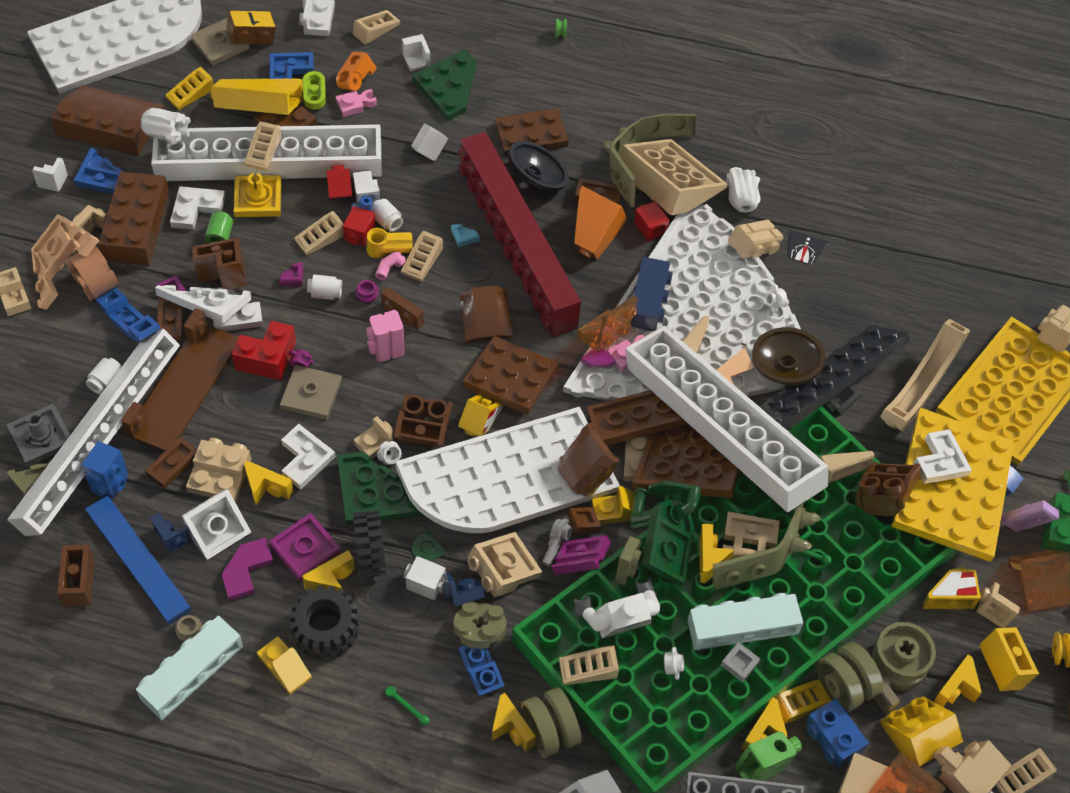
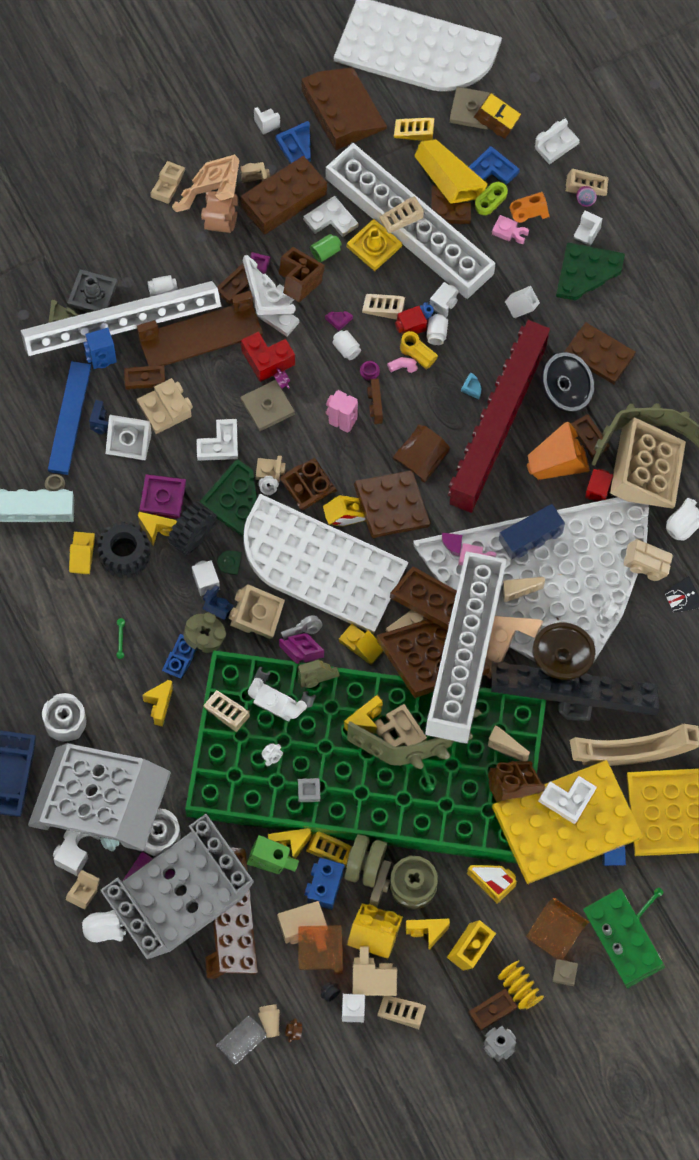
camera: 50 degrees right, 10 degrees up
(76, 575) = (25, 397): reddish brown brick -> none
(126, 316) = (213, 258): blue slope -> none
(165, 124) = (356, 147): white piece -> none
(247, 557) = (111, 477): magenta tile -> none
(262, 479) = (178, 435): yellow slope -> none
(339, 182) = (429, 280): red brick -> none
(387, 32) = (586, 196): none -> tile
(428, 243) = (437, 382): tan slope -> none
(551, 722) = (177, 720): olive wheel -> none
(584, 520) = (330, 631): reddish brown plate -> none
(587, 462) = (361, 598): reddish brown slope -> none
(609, 326) = (477, 528): clear orange bracket -> none
(668, 526) = (352, 681): dark green plate -> none
(744, 621) = (338, 771): light aqua brick -> none
(996, 607) = (503, 913): tan bracket -> none
(1030, 516) = (589, 885): lavender plate -> none

